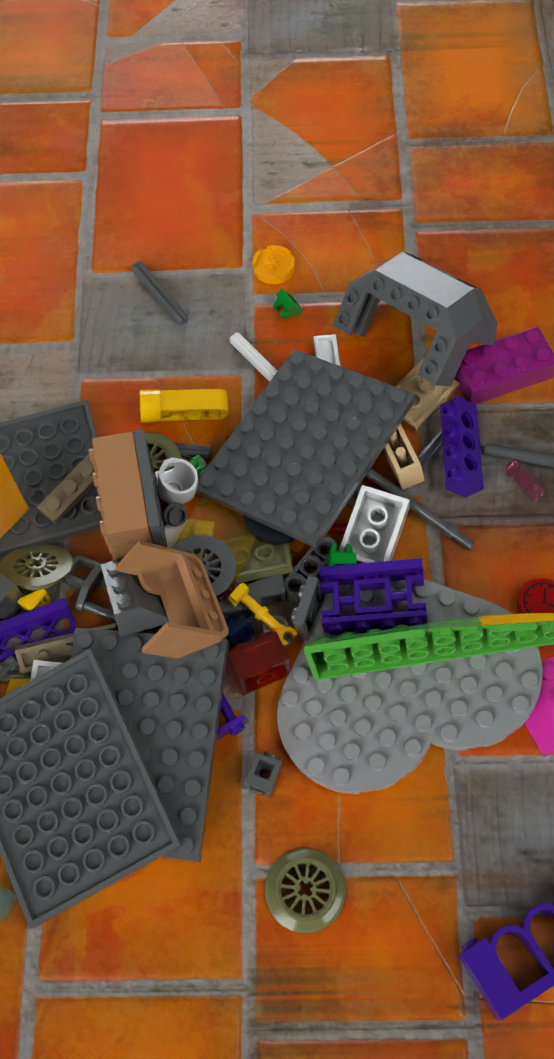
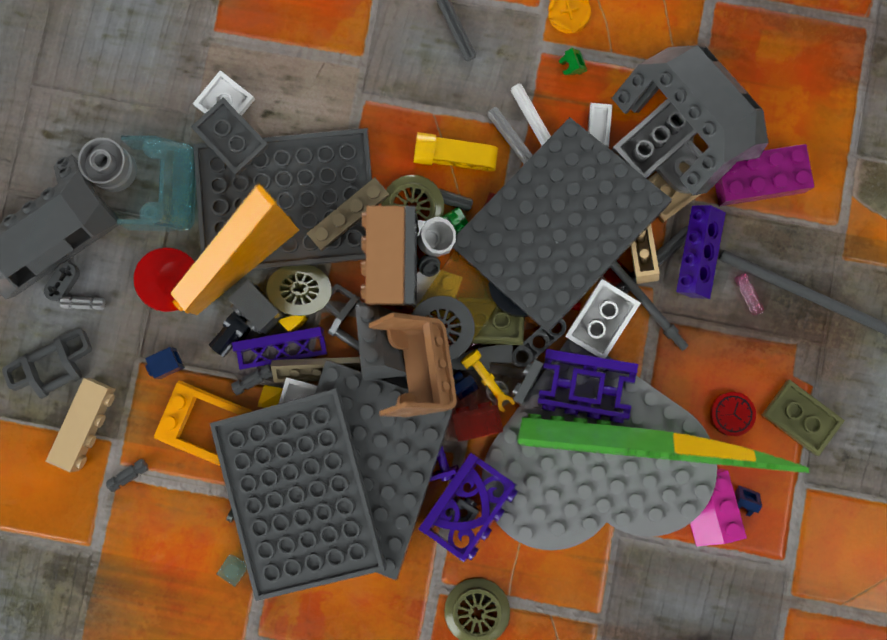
camera: 15 degrees right, 20 degrees up
(235, 379) = (509, 134): none -> light grey axle
(256, 723) = (438, 515): none -> dark purple fence
(341, 558) = (571, 346): green tile -> none
(396, 353) = (660, 145): none -> light grey brick

